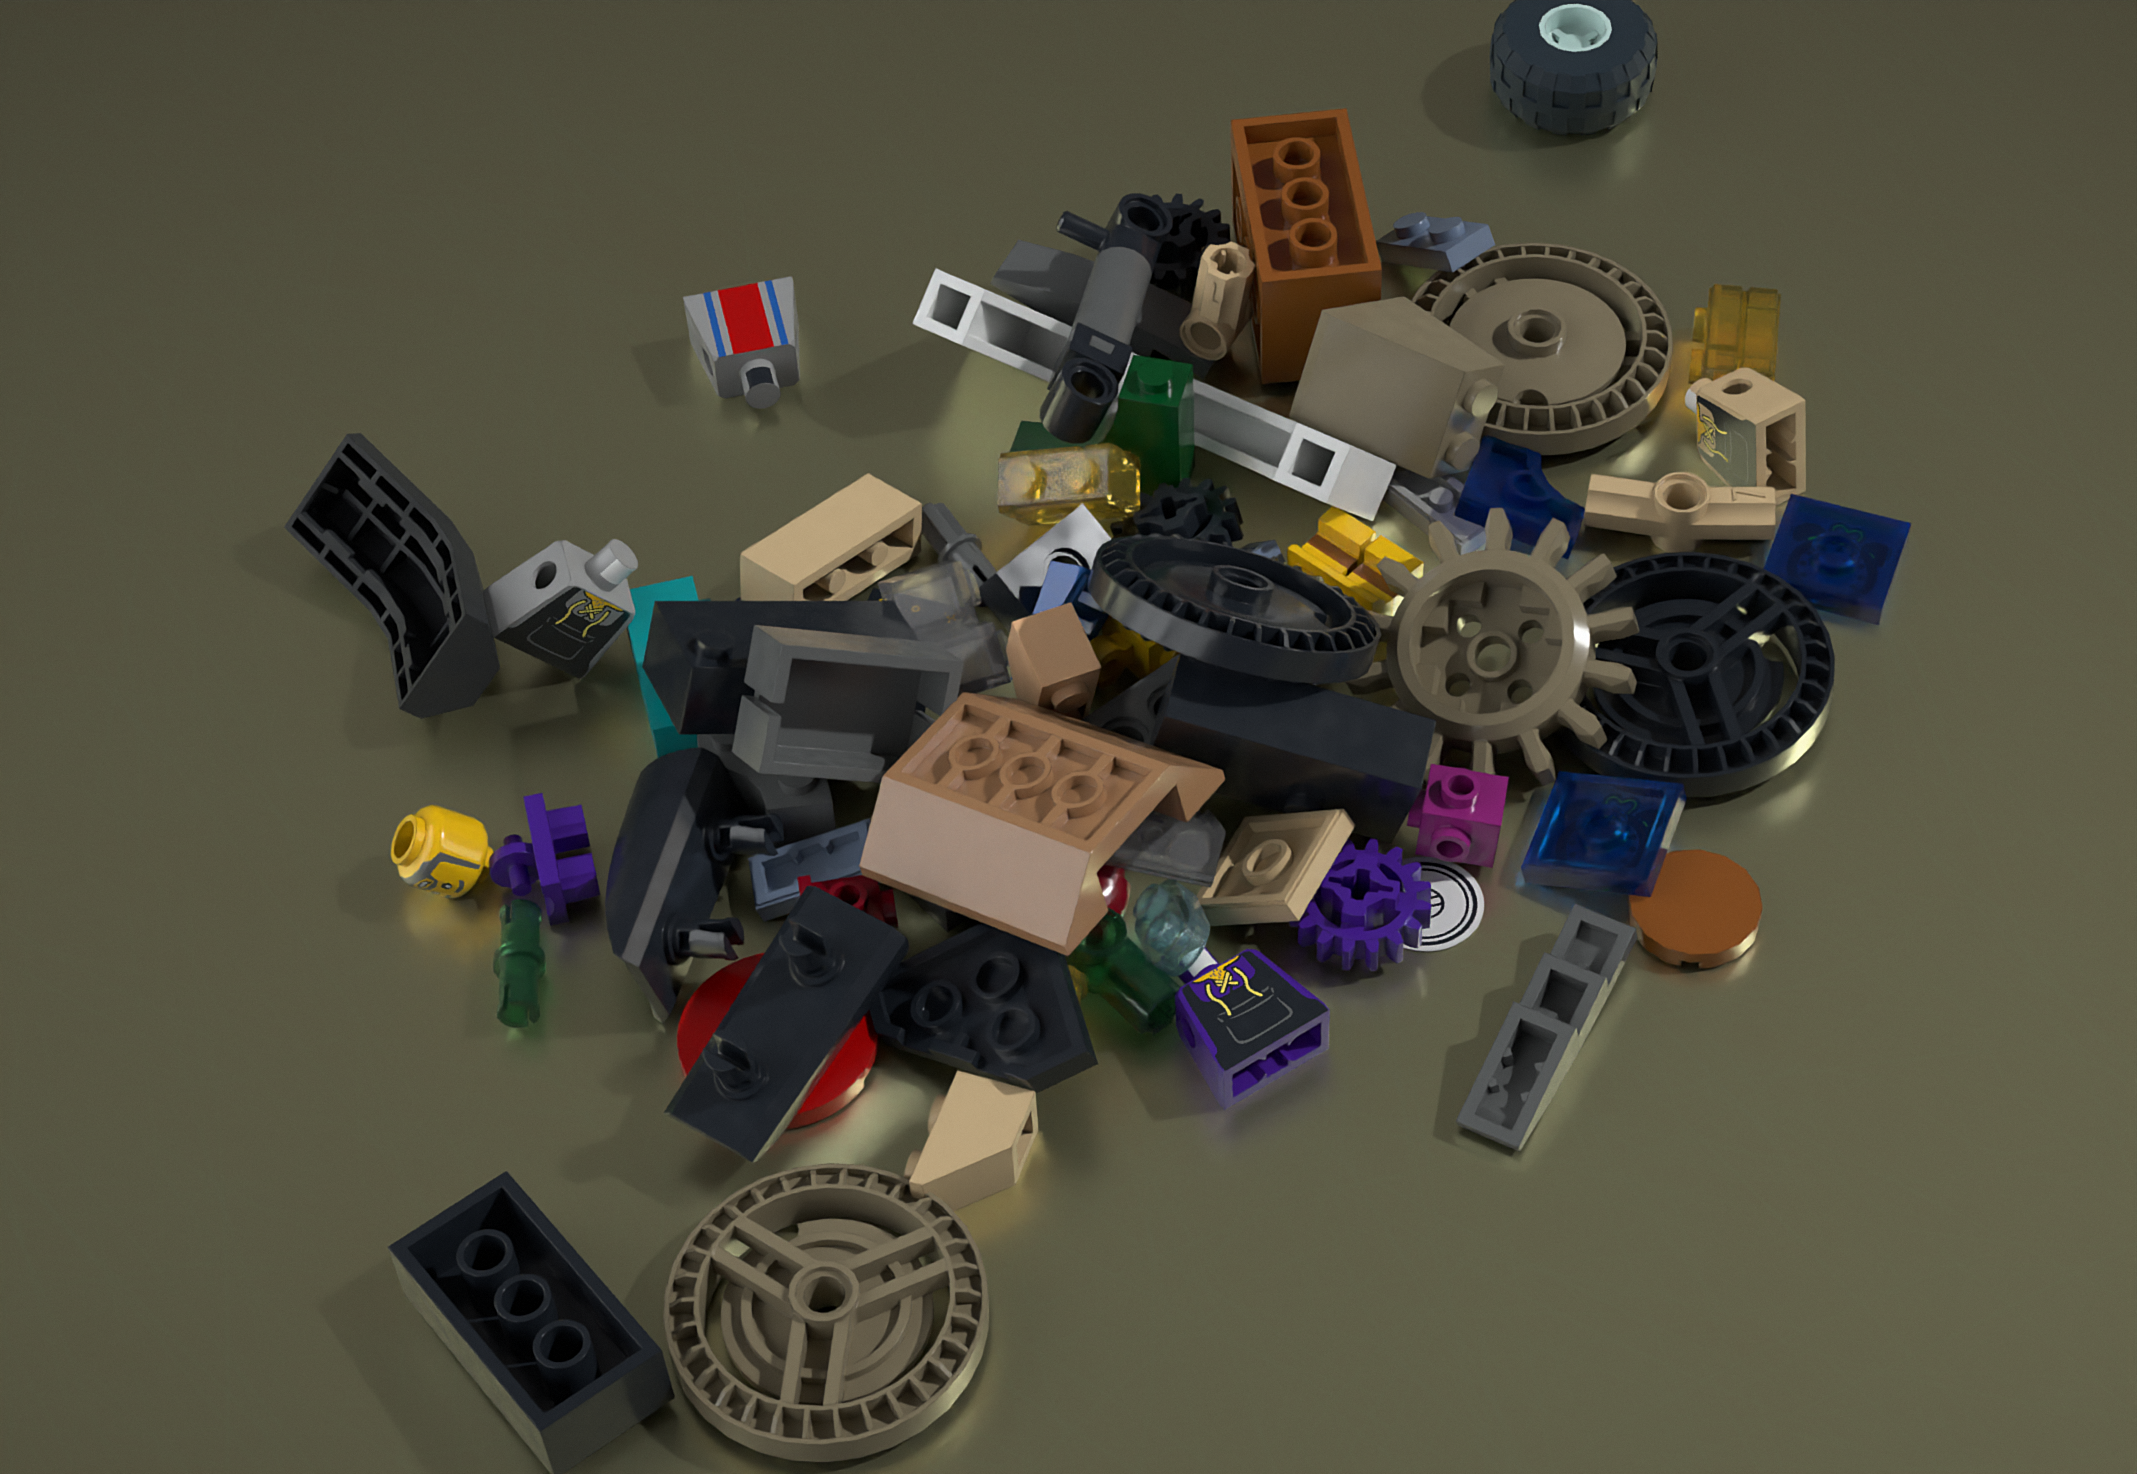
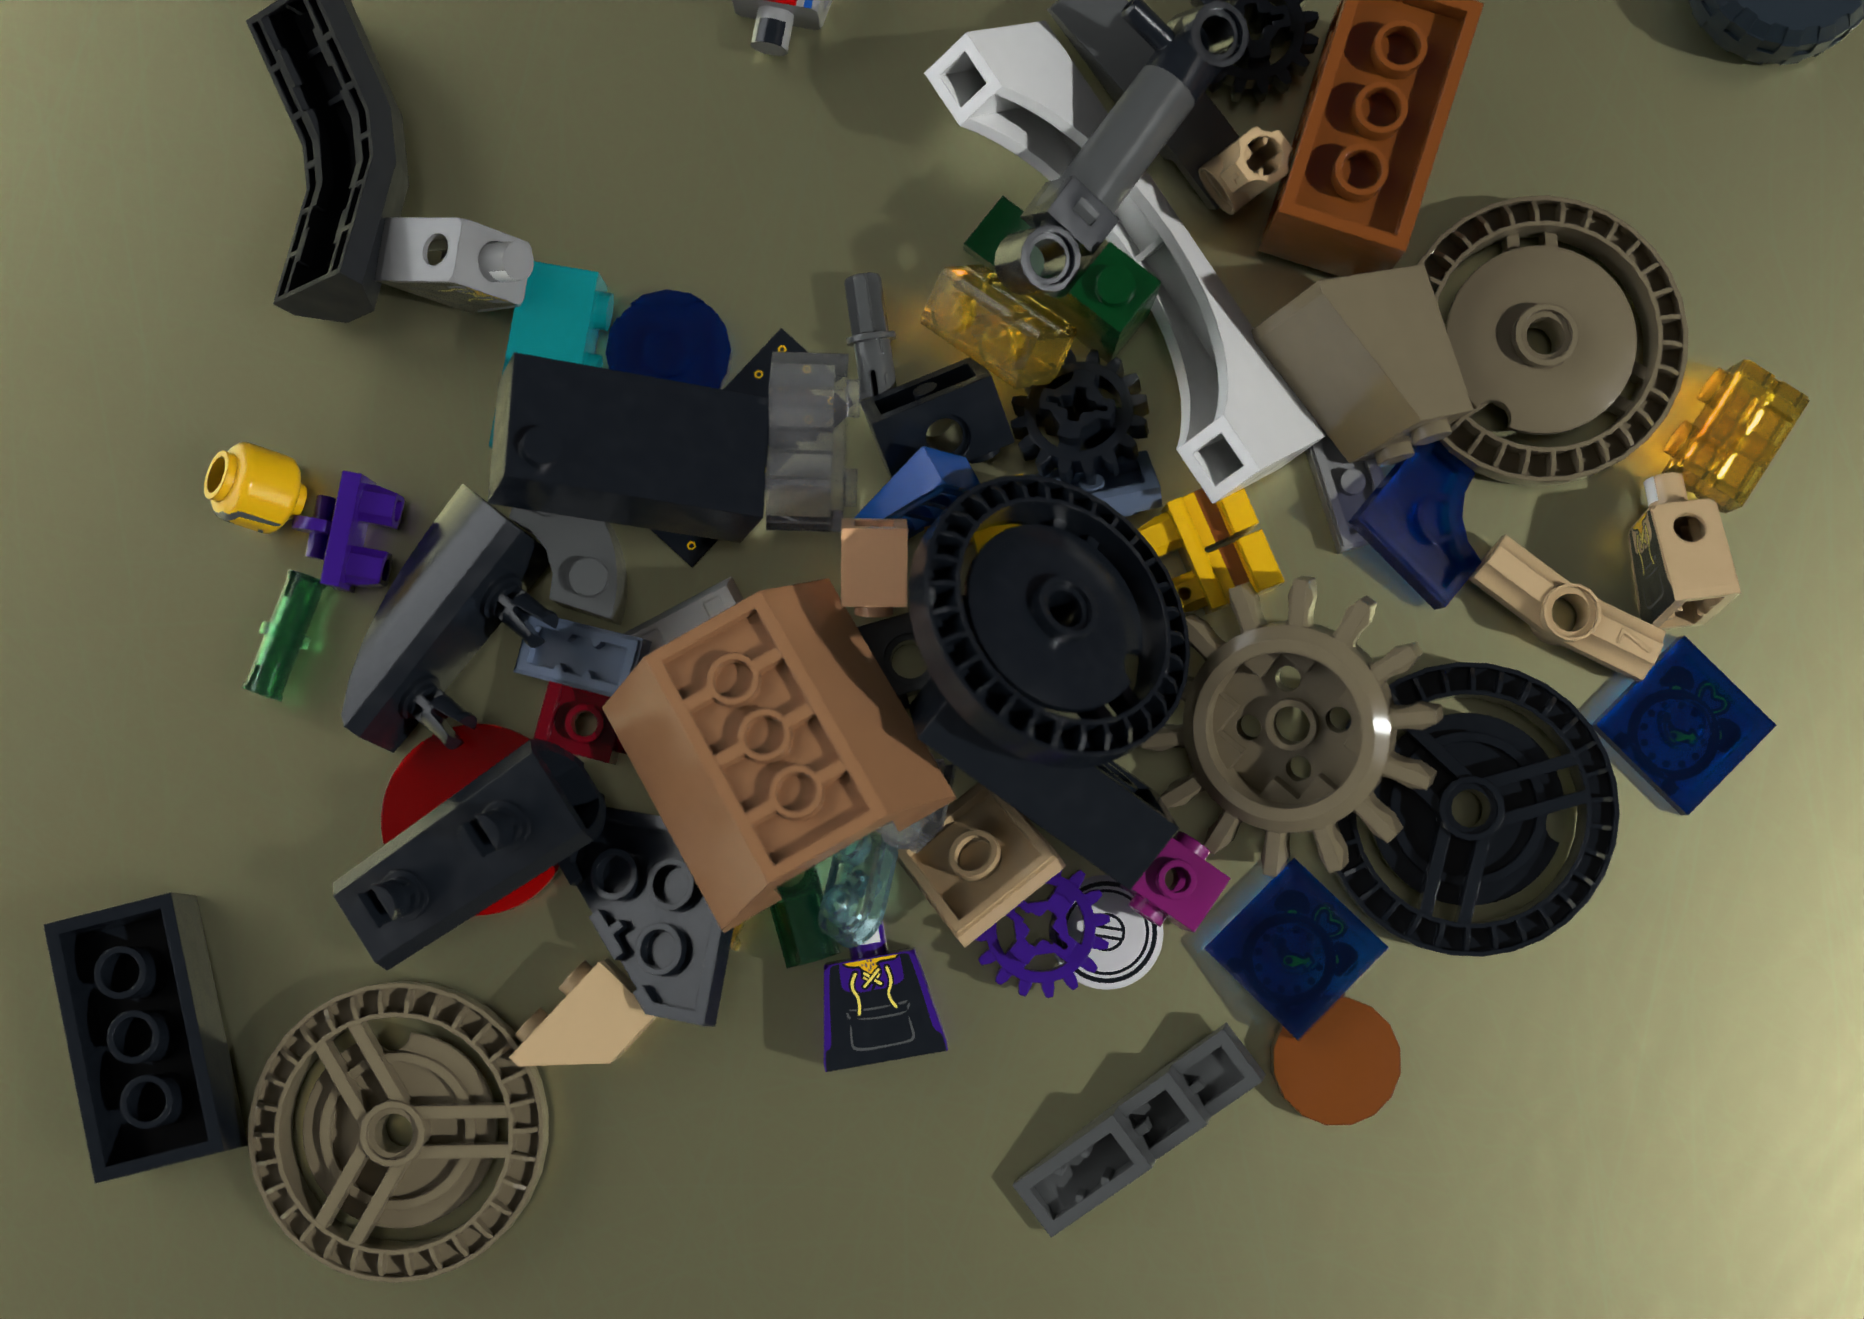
camera: 25 degrees right, 35 degrees up
(835, 546) = (742, 295): tan brick -> none
(838, 701) = (642, 556): dark grey piece -> none
(1434, 242) = (1510, 160): sand blue plate -> none

